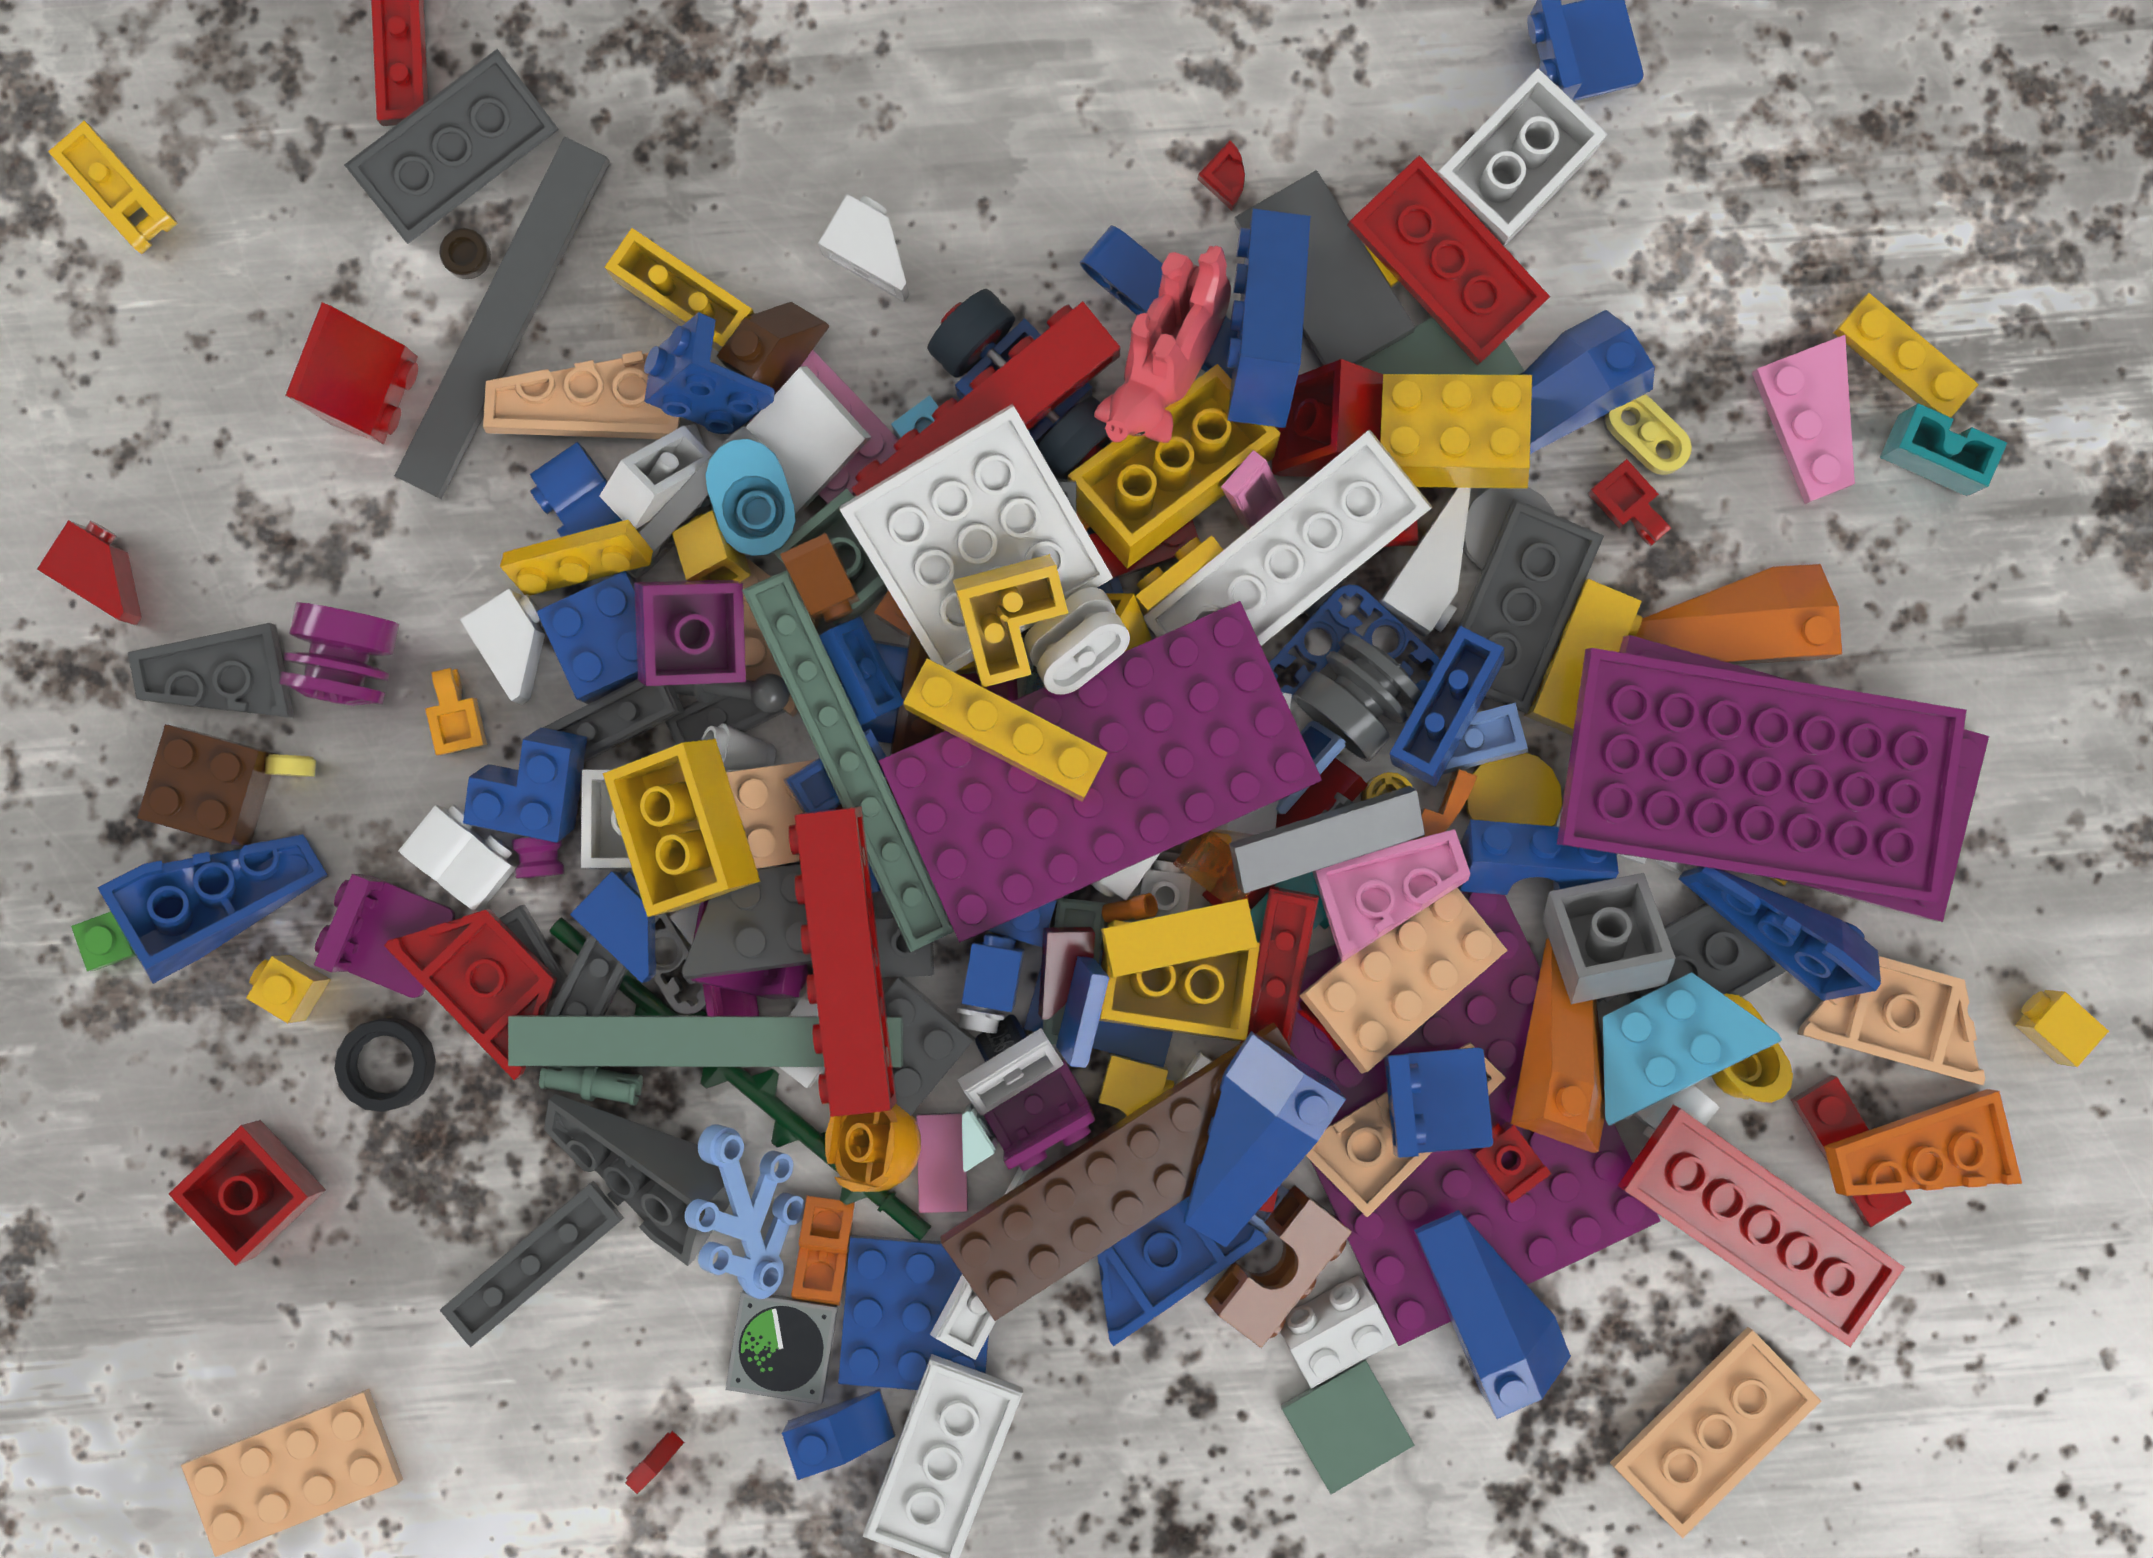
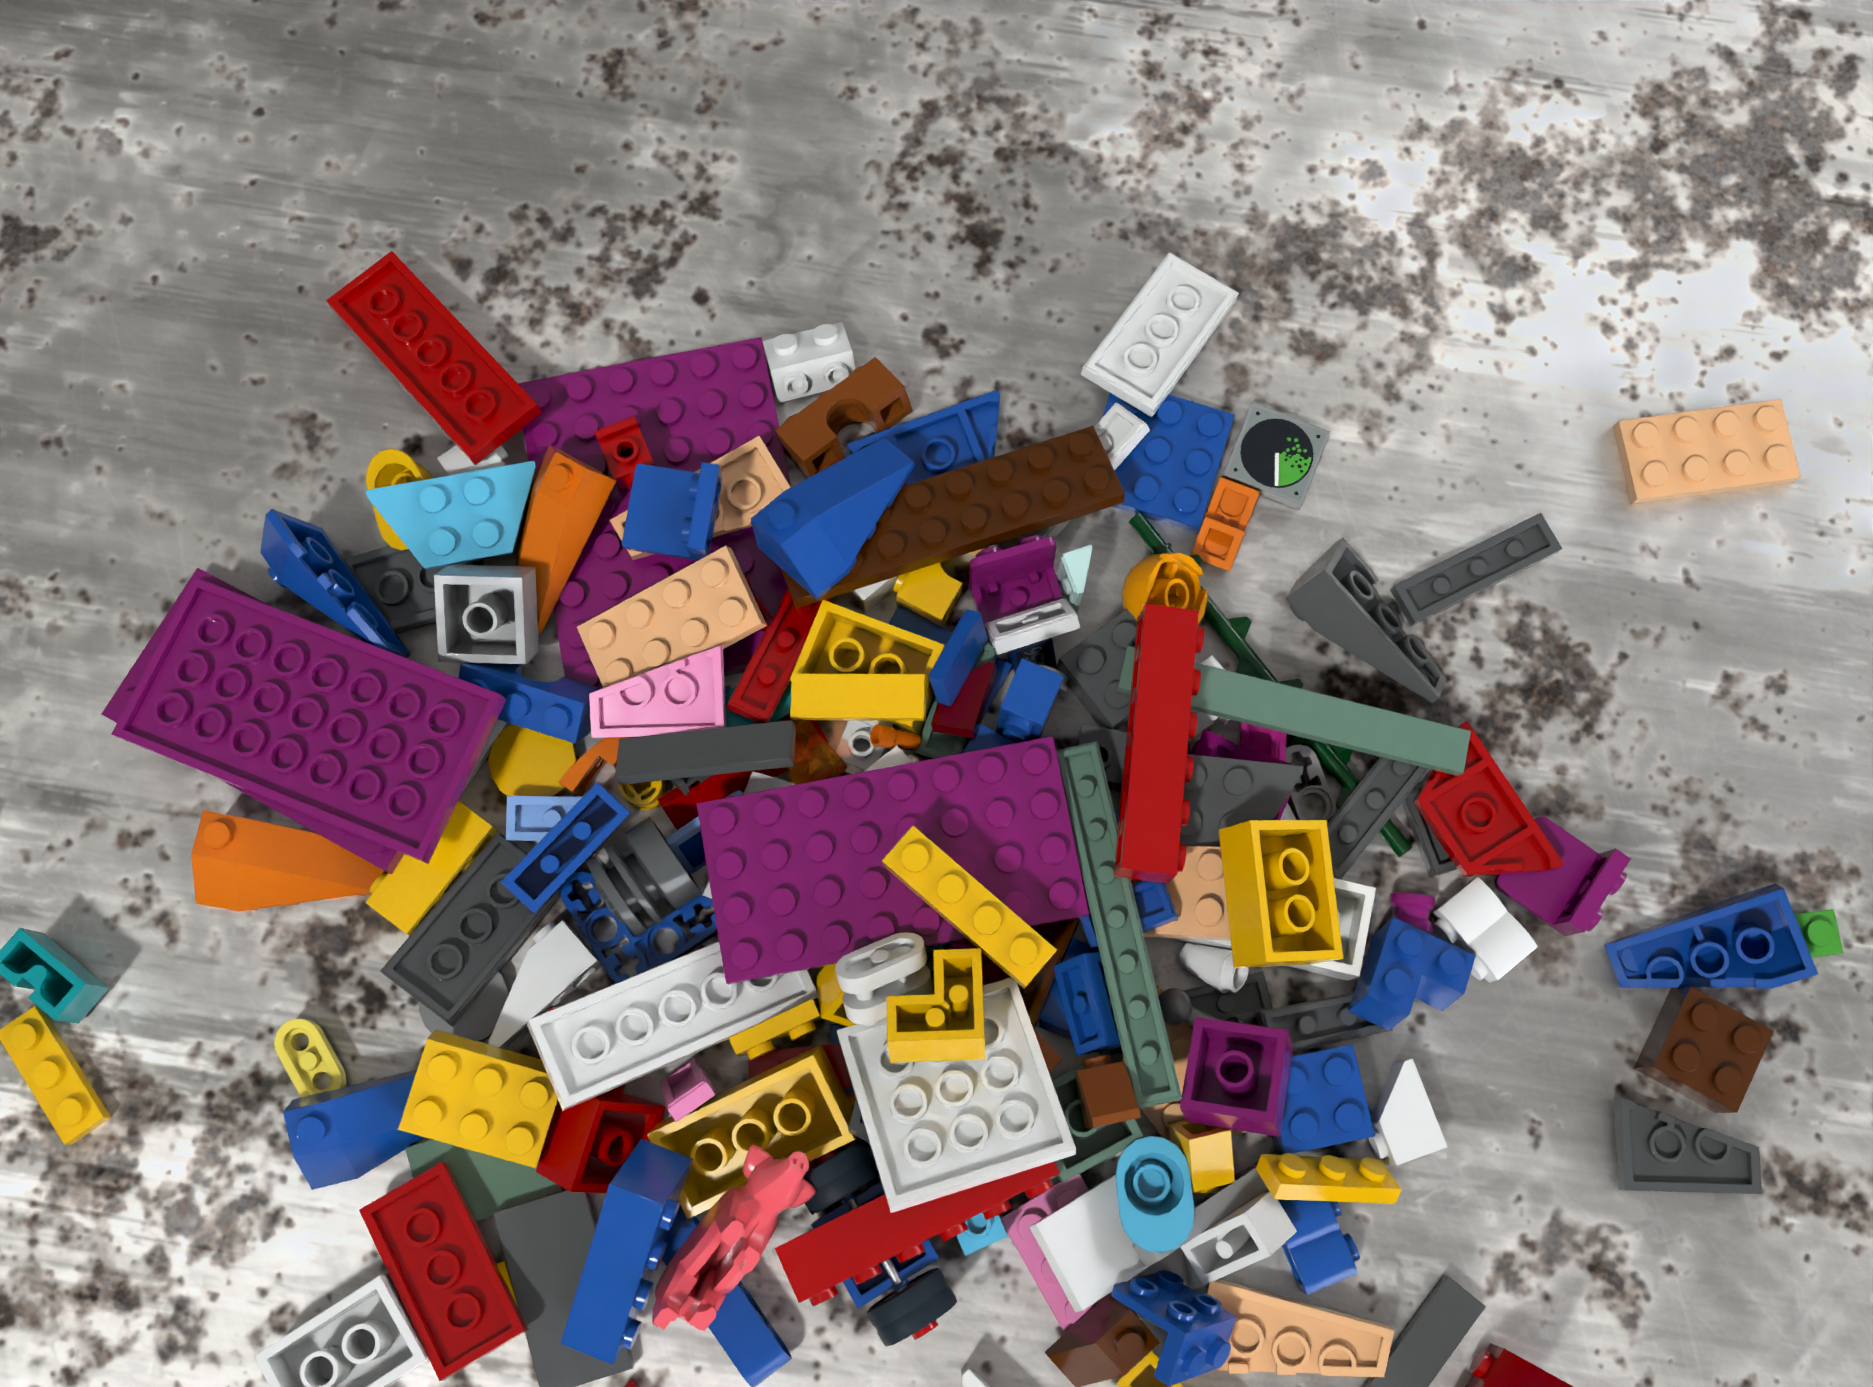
camera: 165 degrees left, 10 degrees down
(94, 569) = (1783, 1282): red slope -> none
(247, 1192) = (1715, 682): red brick -> none
(286, 987) = (1657, 850): yellow brick -> none
(290, 765) = (1624, 1051): light yellow tile -> none
(338, 654) = (1565, 1140): magenta wheel -> none
(348, 1074) = (1606, 750): black tyre -> none
(454, 722) = (1466, 1055): light orange plate -> none
(593, 1082) = (1400, 703): sand green pin -> none
(620, 923) = (1351, 827): blue slope -> none
(654, 1462) = (1404, 383): red tile -> none
(761, 1268) = (1279, 522): light blue plant -> none
(837, 1434) = (1244, 374): blue slope -> none
(940, 1164) = (1107, 571): bright pink tile -> none
(1347, 1426) = (820, 286): sand green tile -> none
(1497, 1318) = (672, 333): blue wedge -> none
(1626, 497) = (350, 1004): red plate -> none
(1715, 1431) = (522, 214): light nougat plate -> none
(1812, 416) = (157, 1041): bright pink wing -> none
(1833, 1117) = (339, 404): red plate -> none
(1909, 1019) = (246, 485): light nougat wing -> none
(1931, 1150) = (264, 385): orange wing -> none
(2060, 1027) = (129, 457): yellow brick -> none

